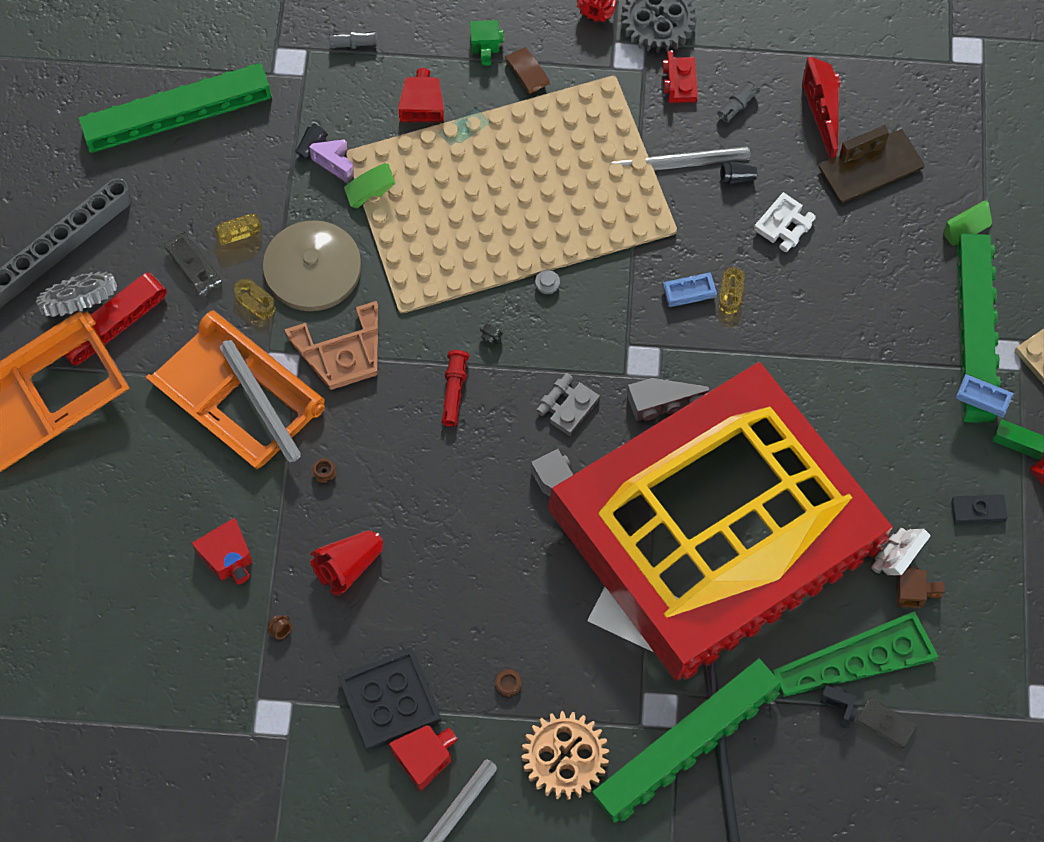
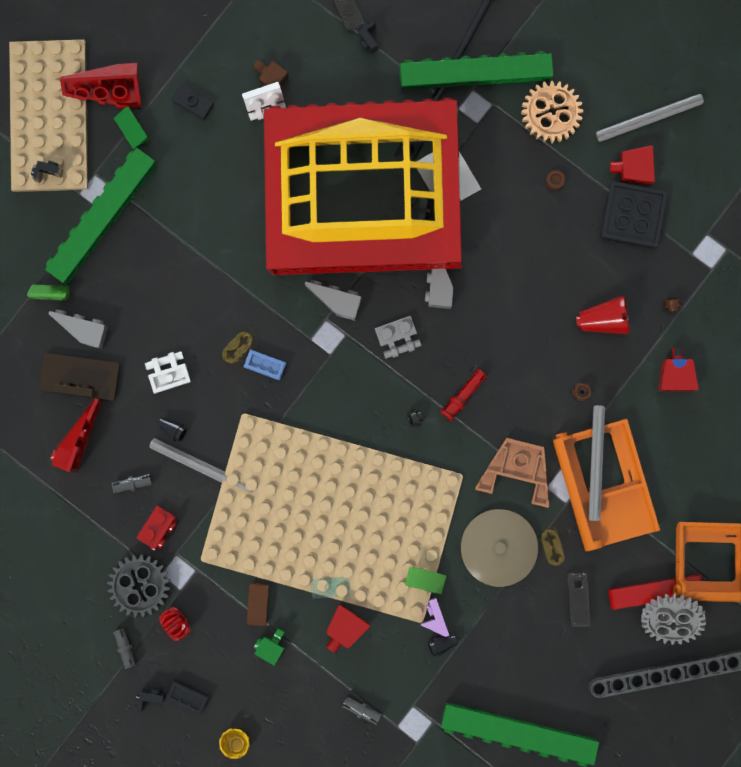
camera: 140 degrees left, 20 degrees up
(238, 228) = (532, 606): clear yellow beam -> none
(547, 282) = (353, 432): light grey plate -> none
(873, 652) = (324, 55): green wing -> none
(905, 207) = (84, 331): none -> light grey slope
(984, 395) = (138, 160): medium blue plate -> none

